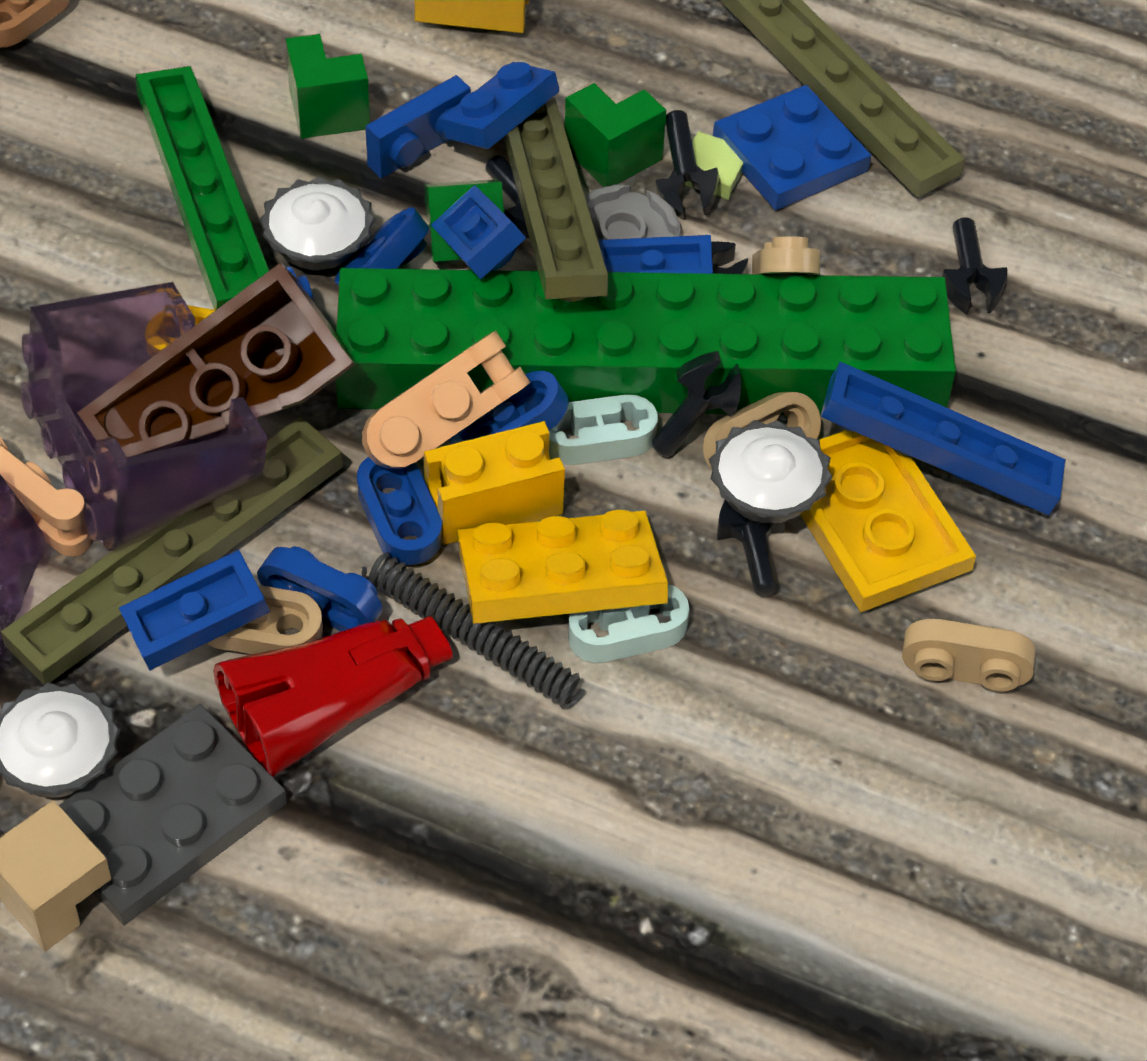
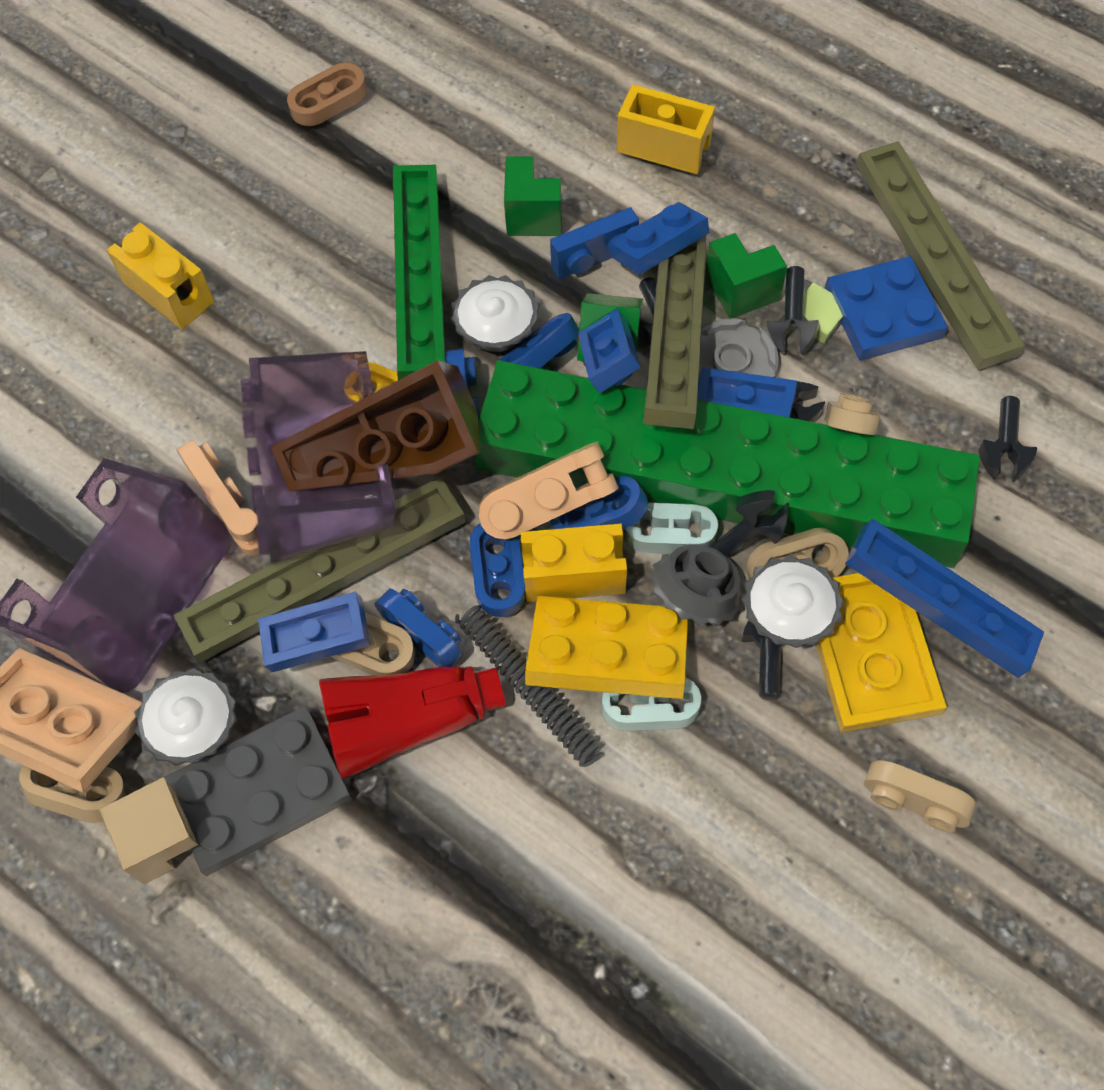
camera: 20 degrees right, 10 degrees up
(652, 477) = (698, 584): none -> dark grey piece

